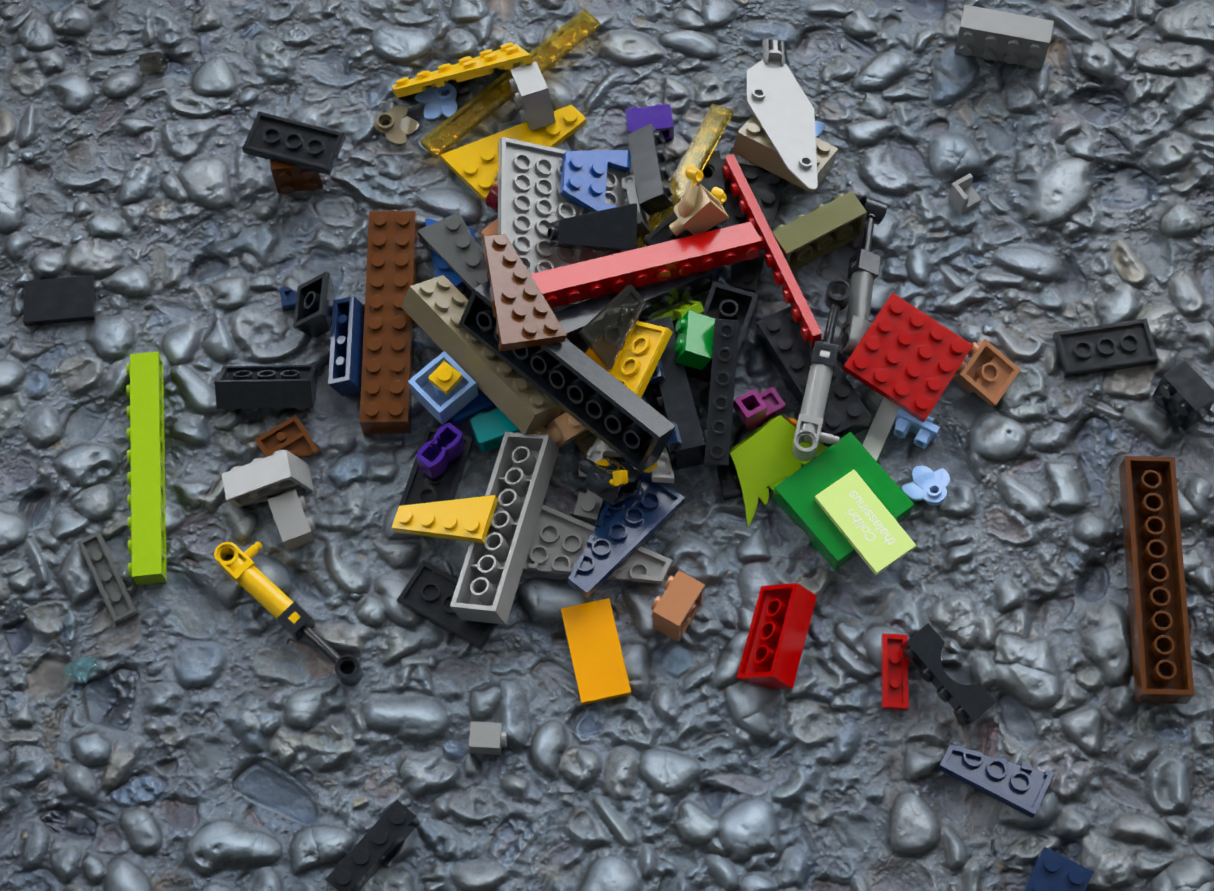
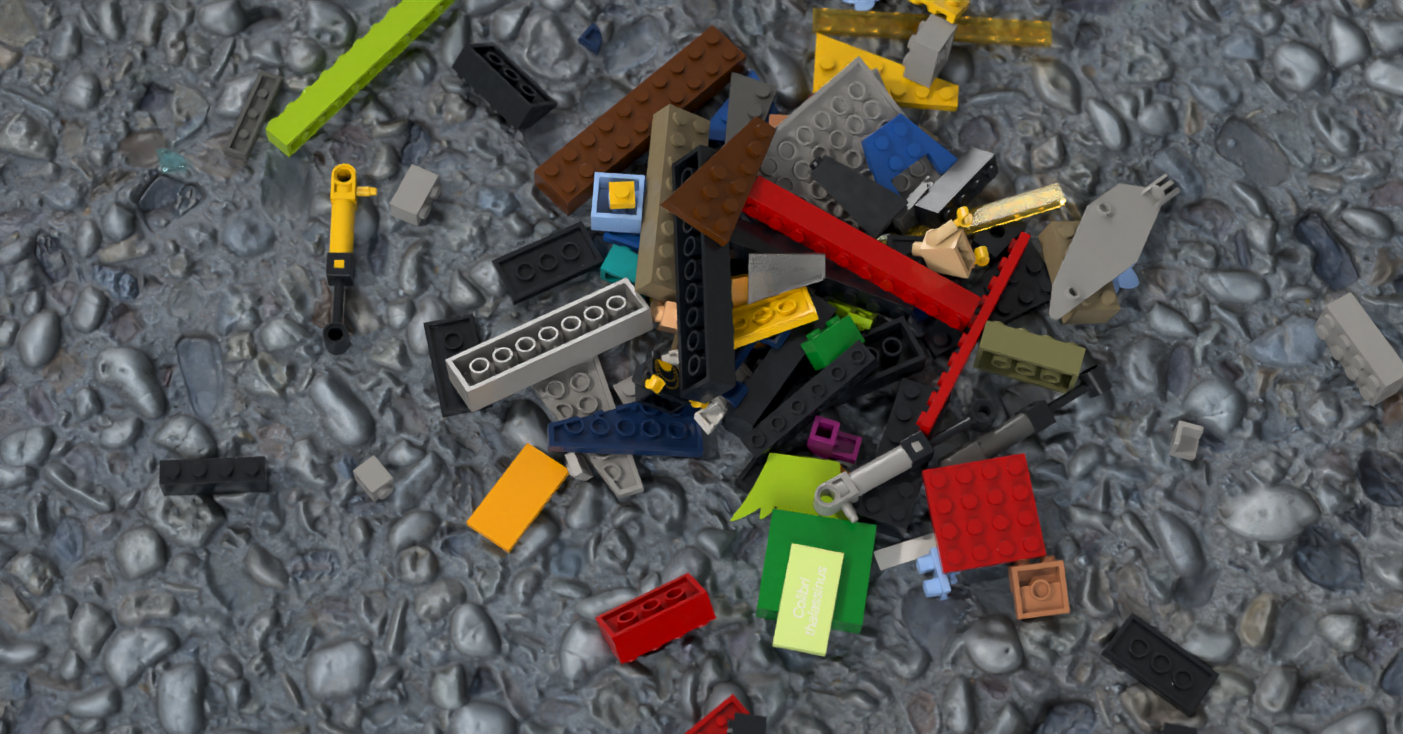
camera: 40 degrees right, 0 degrees up
(266, 477) = (430, 148): wedge -> none
(288, 436) = (474, 137): reddish brown wing -> none
(314, 305) = (598, 58): black slope -> none
(346, 346) = (587, 106): dark blue brick -> none
(444, 447) = (567, 245): dark purple brick -> none
(450, 519) = (516, 300): yellow wing -> none
(613, 589) = (578, 466): none -> light grey plate
(657, 115) = (1010, 157): dark purple brick -> none
(678, 605) = (606, 522): nougat brick -> none
(926, 482) = (897, 622): light blue plate -> none

